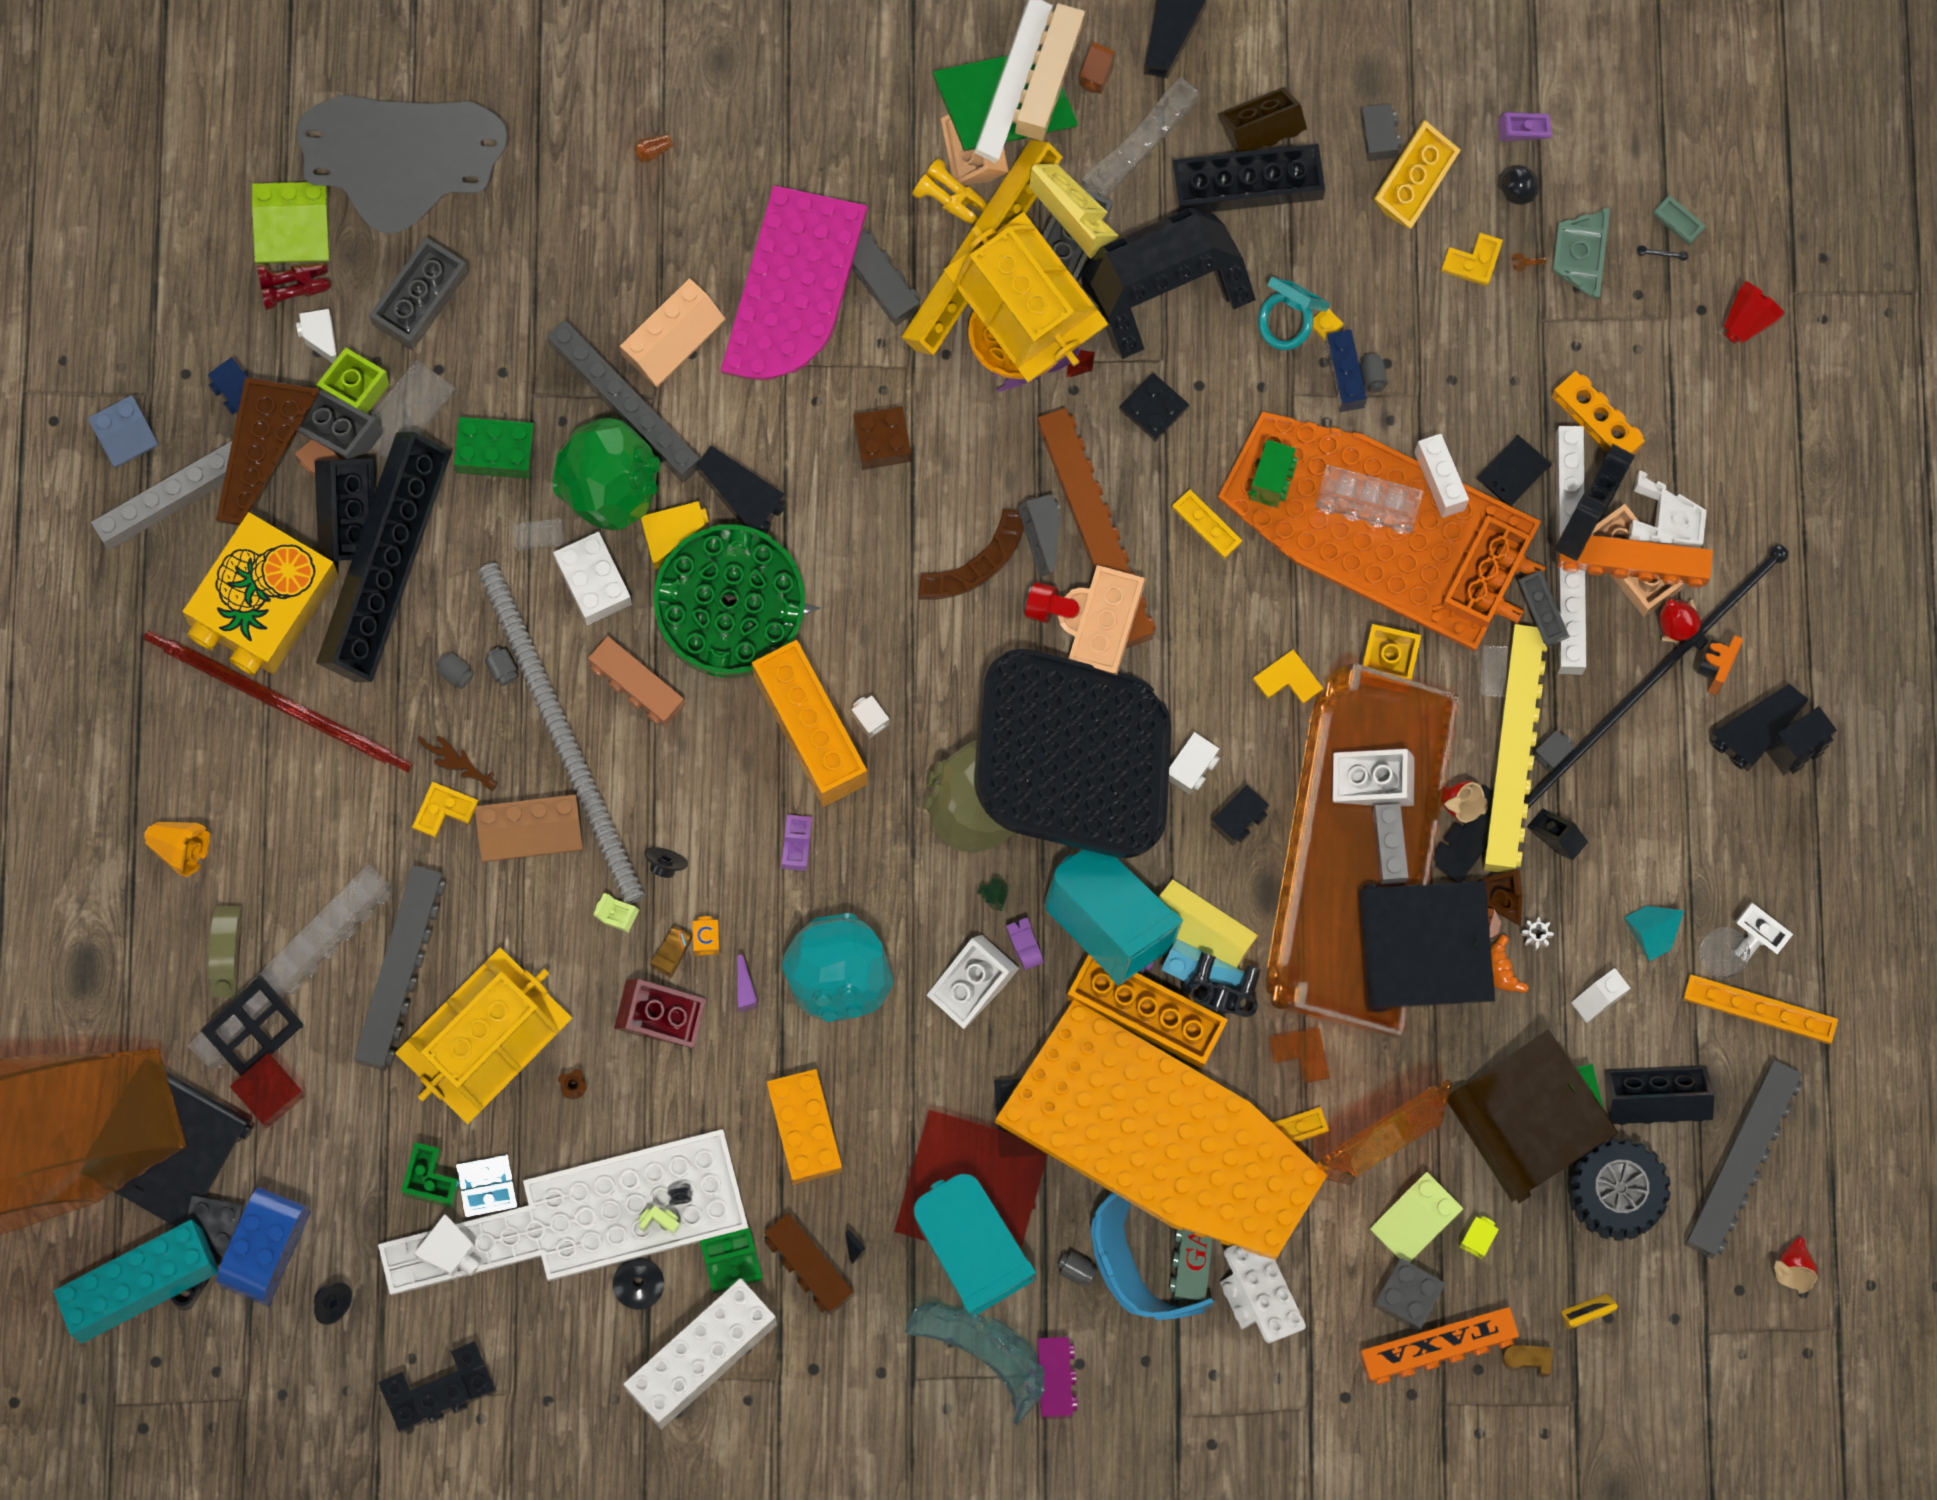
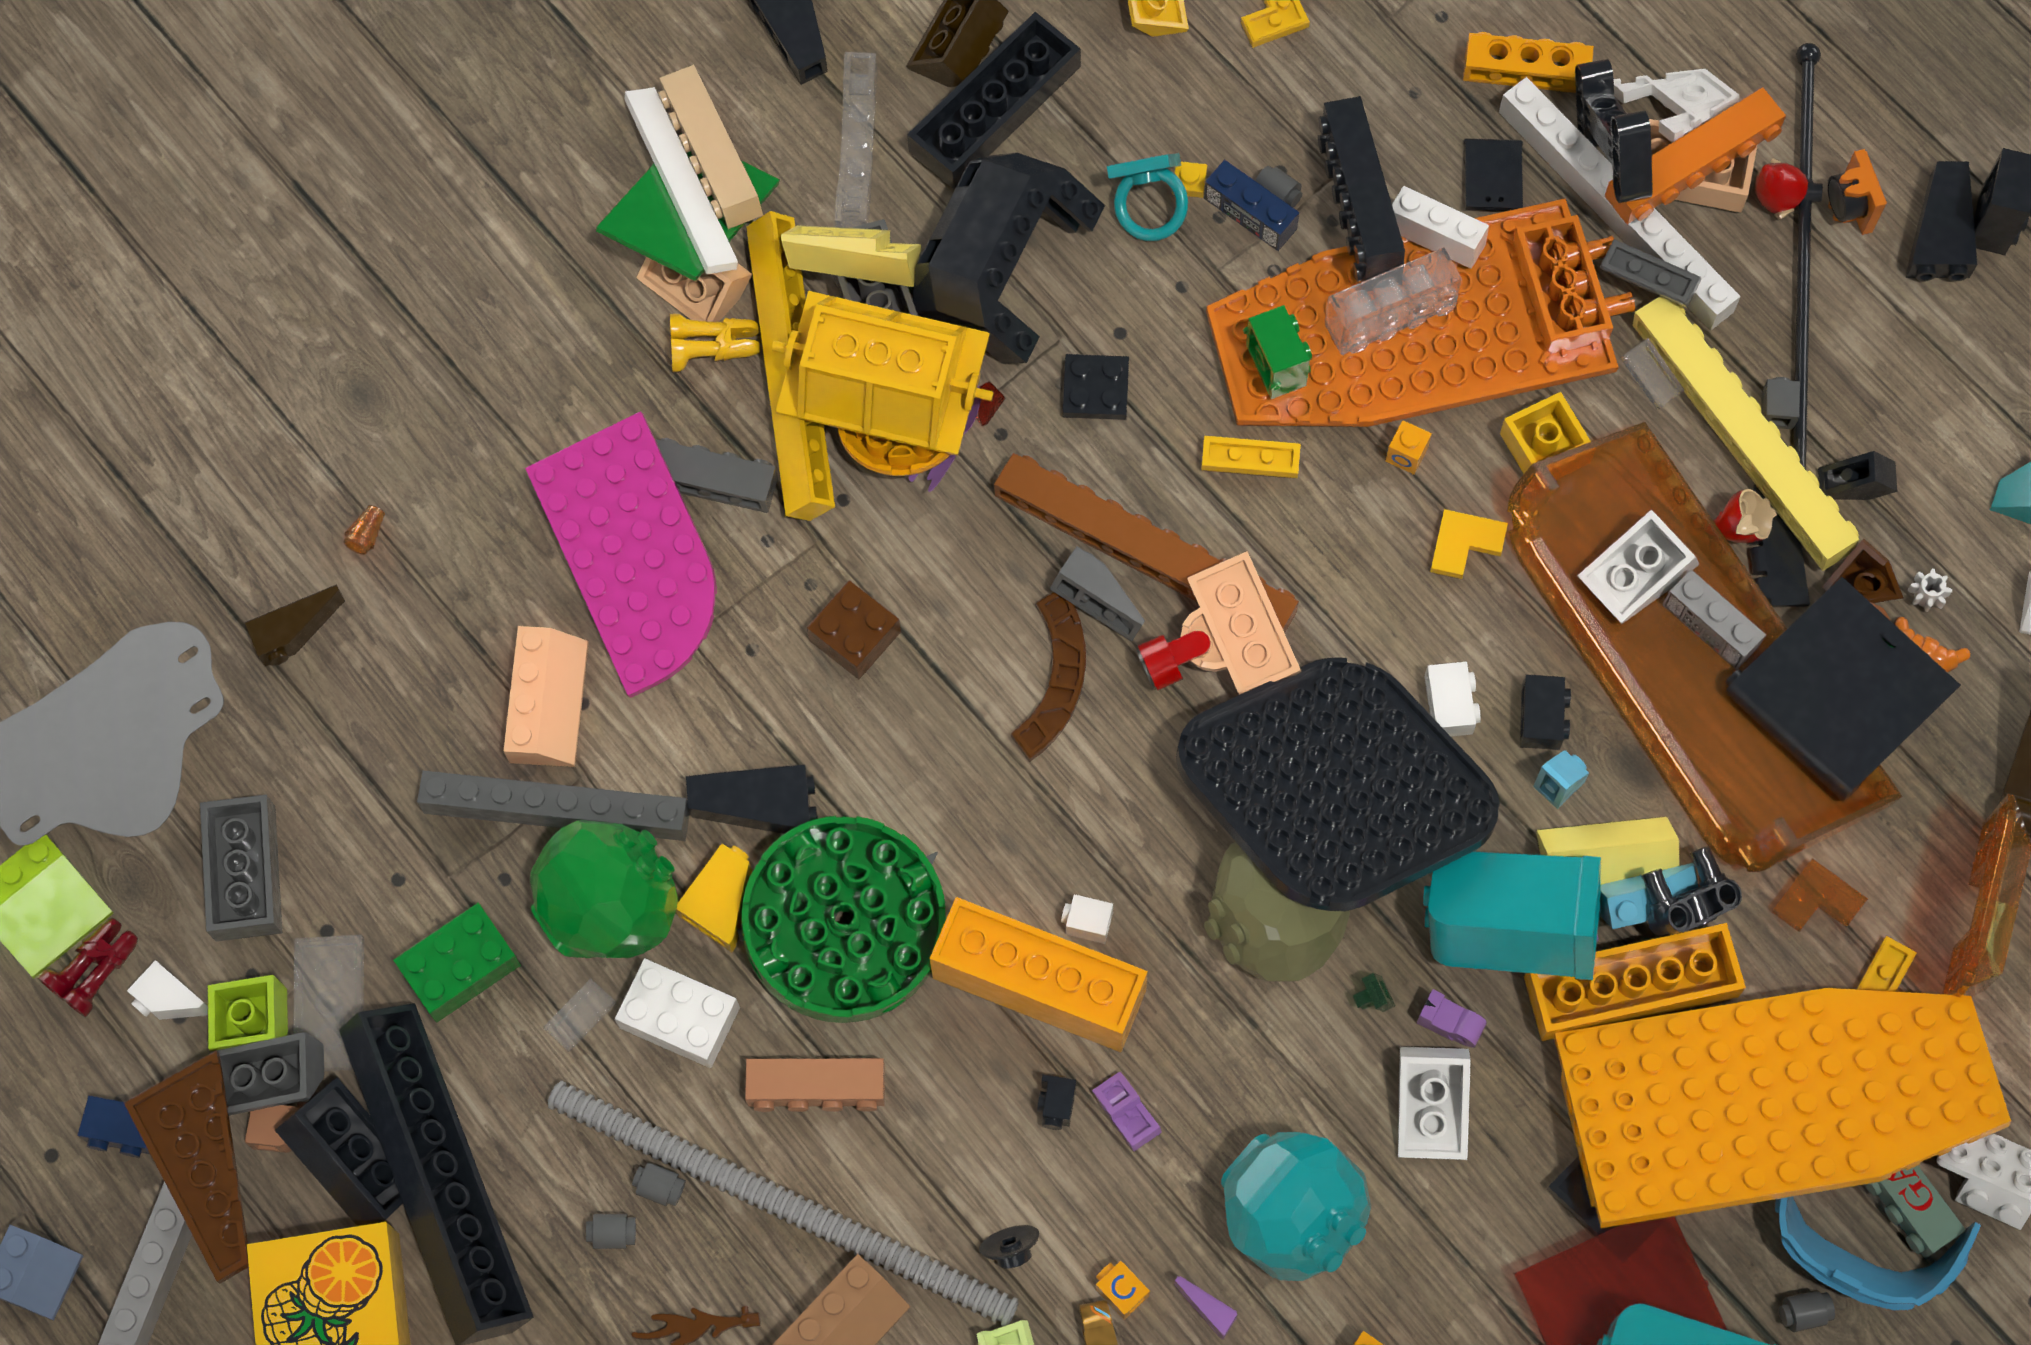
camera: 35 degrees left, 5 degrees down
(561, 172) = (290, 627): none -> dark brown slope
(761, 804) = (1057, 1101): none -> black brick
(1097, 68) = (753, 108): dark orange slope -> none
(1215, 860) = (1561, 778): none -> medium azure slope
(1304, 595) = (1408, 447): none -> light orange brick
(1413, 414) = (1359, 189): none -> black brick

